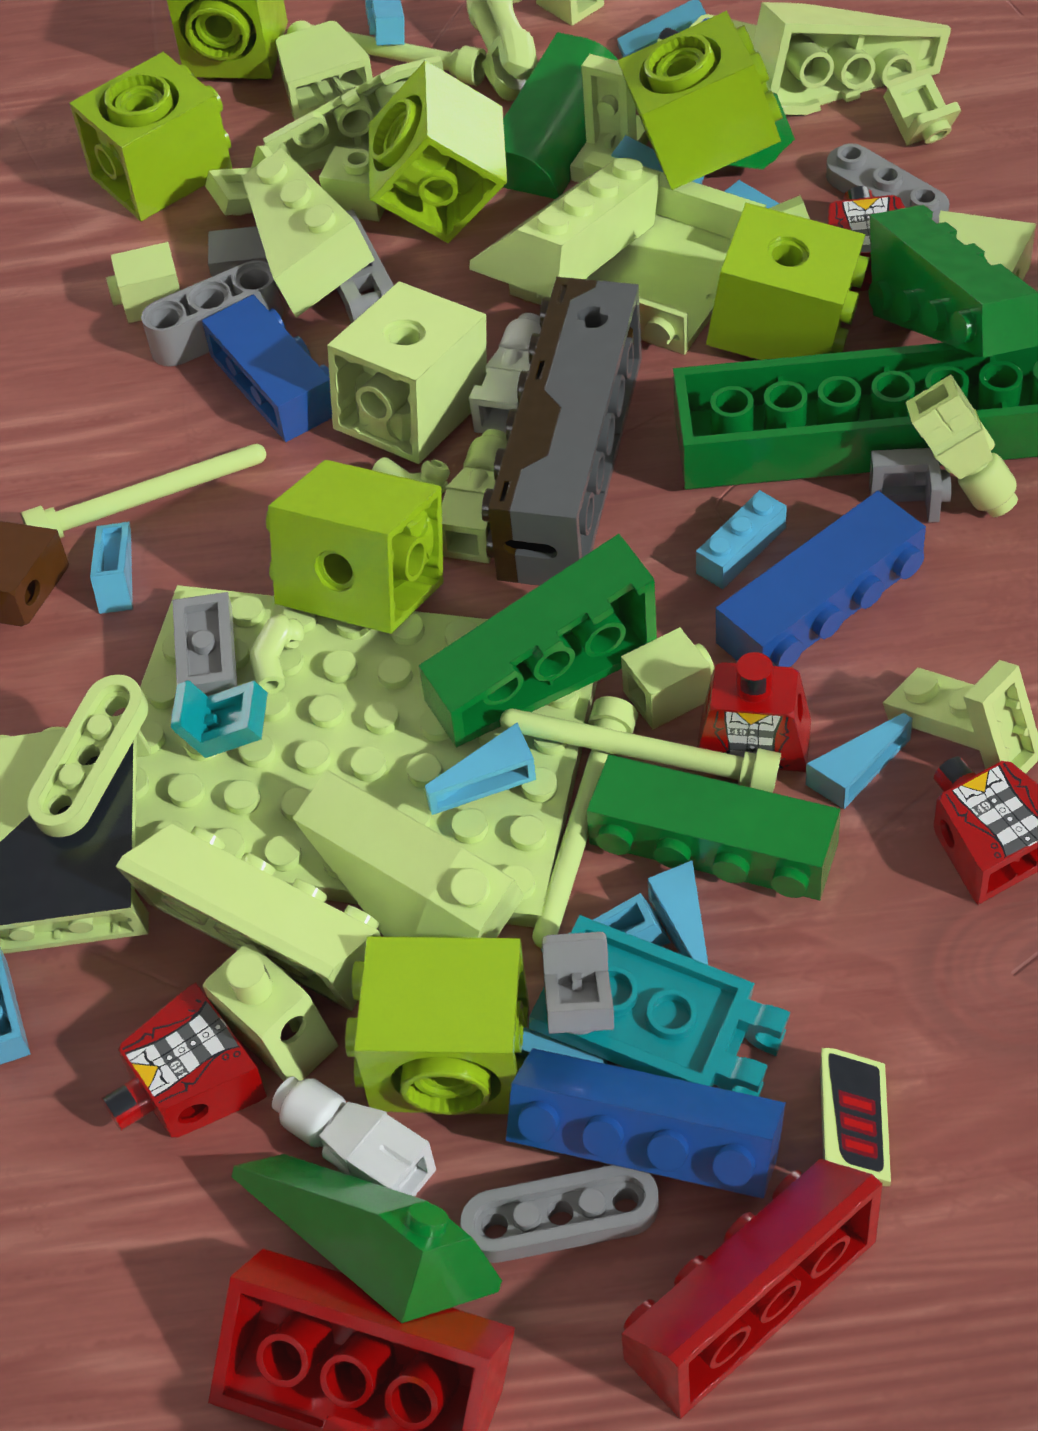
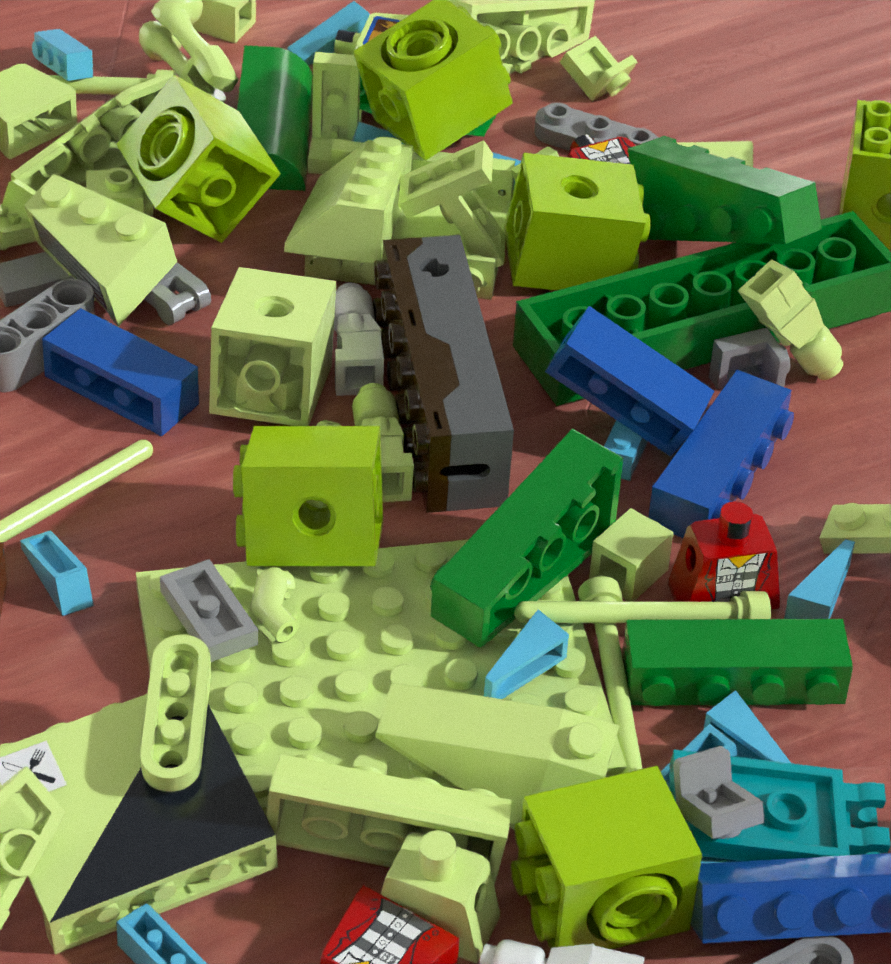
camera: 30 degrees left, 10 degrees down
(219, 720) = (263, 665): teal bracket -> none
(663, 232) = (452, 186): none -> yellowish green bracket
(742, 482) = (630, 381): none -> blue brick

